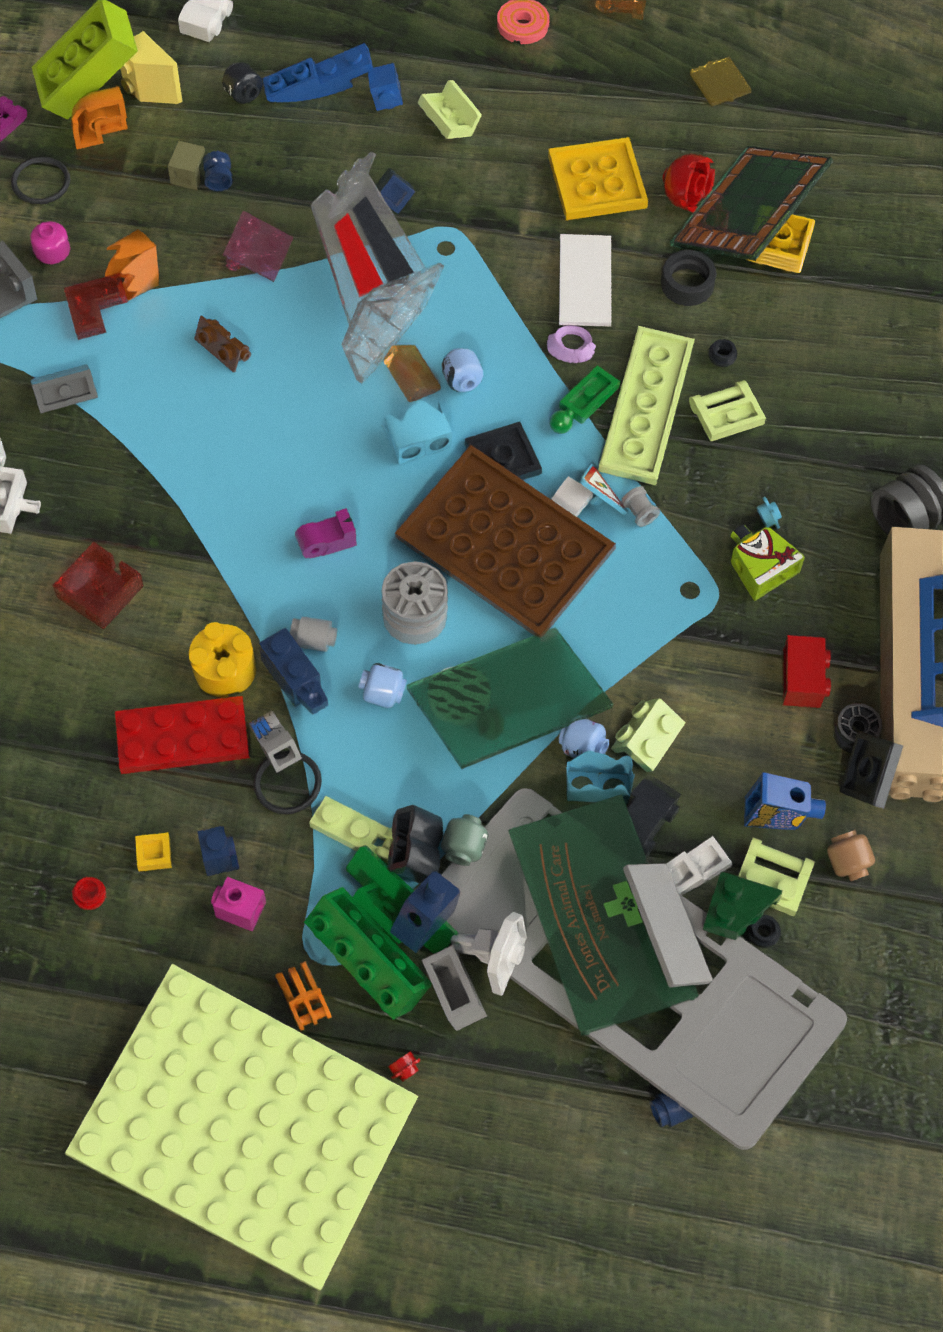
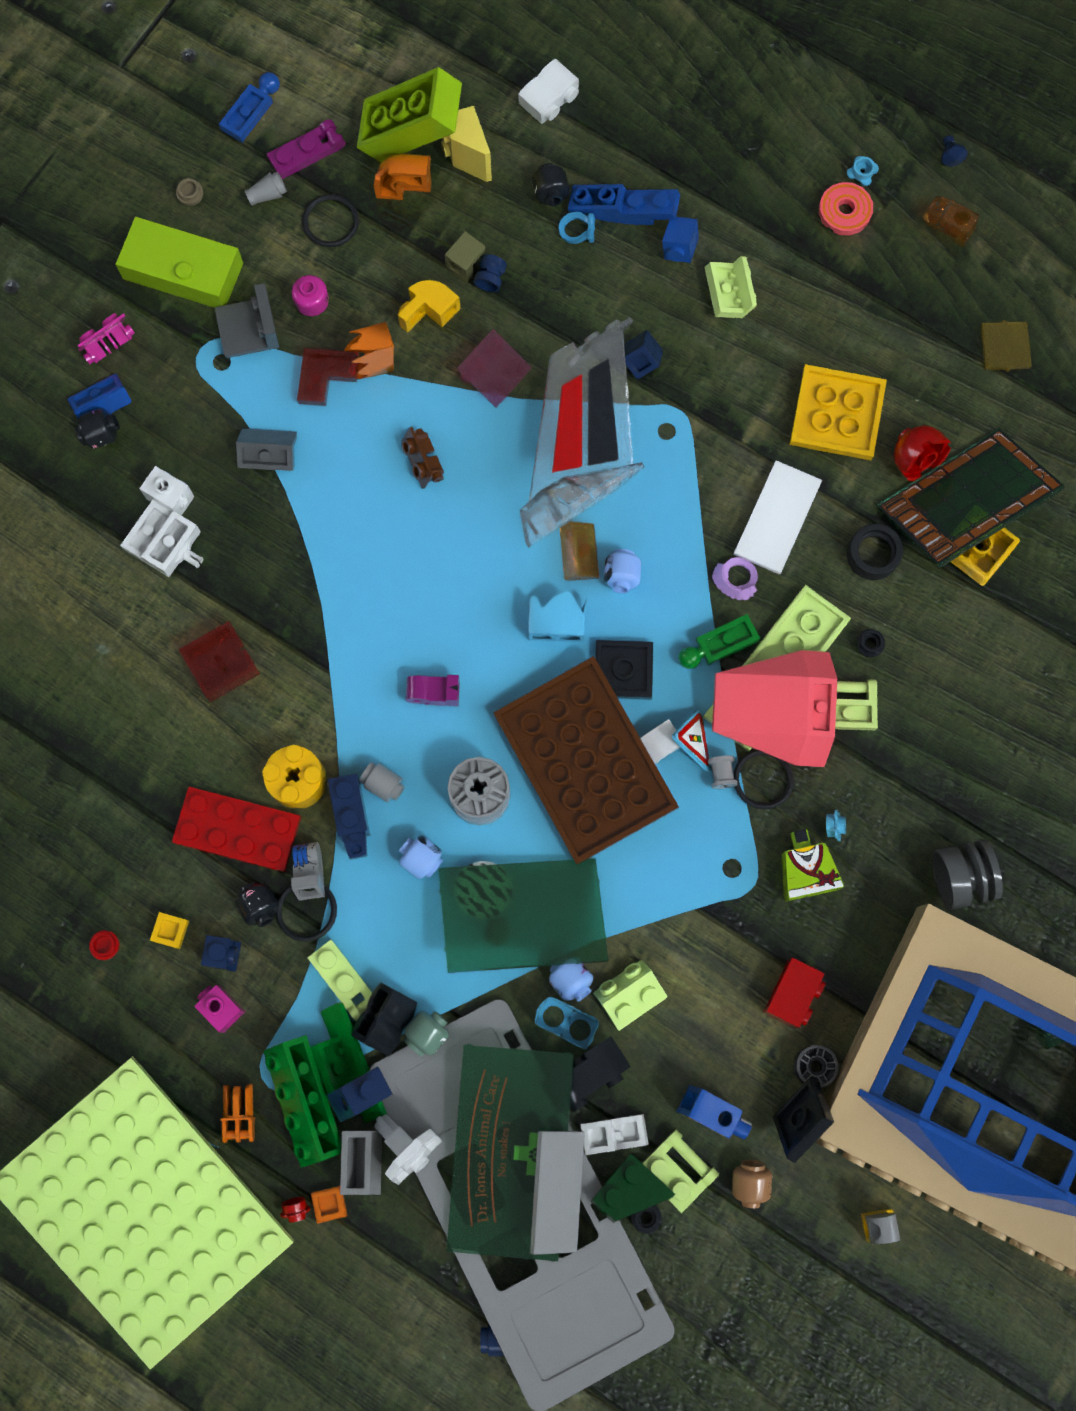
camera: 25 degrees right, 15 degrees up
(171, 210) = (431, 299): none -> yellow brick
(234, 791) = (256, 904): none -> black head
(290, 101) = (589, 234): none -> dark azure piece
(437, 1050) = (328, 1204): none -> orange tile
(669, 429) = (780, 706): none -> coral wedge
(702, 487) = (782, 799): none -> black tyre

